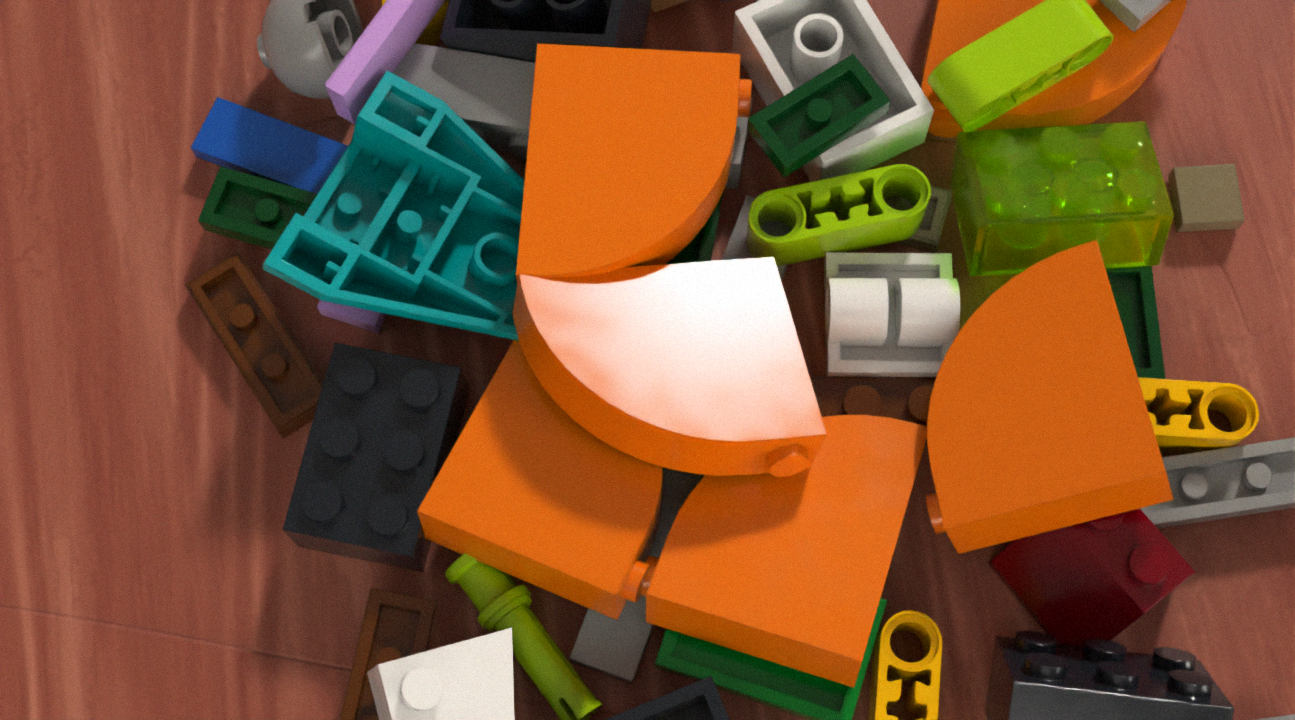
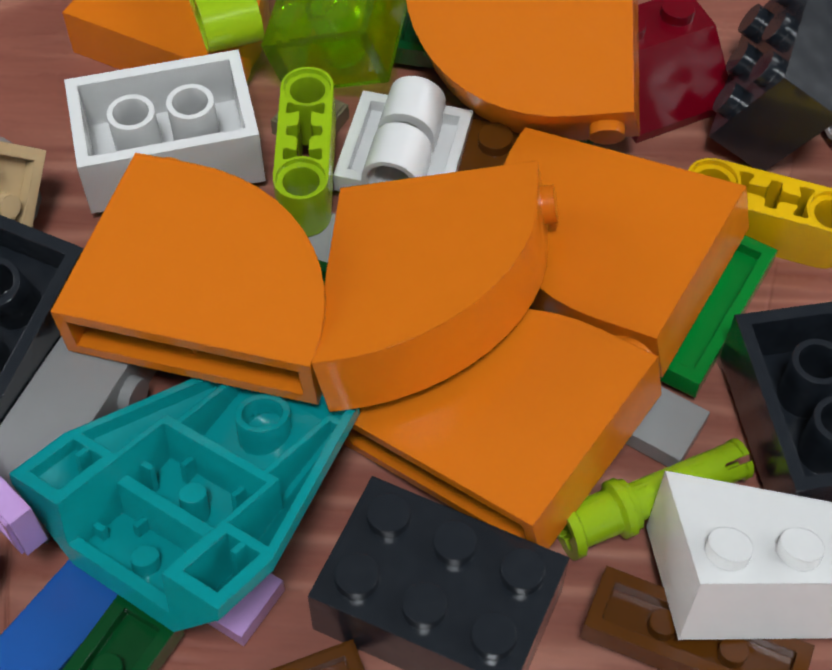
camera: 80 degrees left, 15 degrees down
(818, 115) = (219, 115): dark green plate -> none

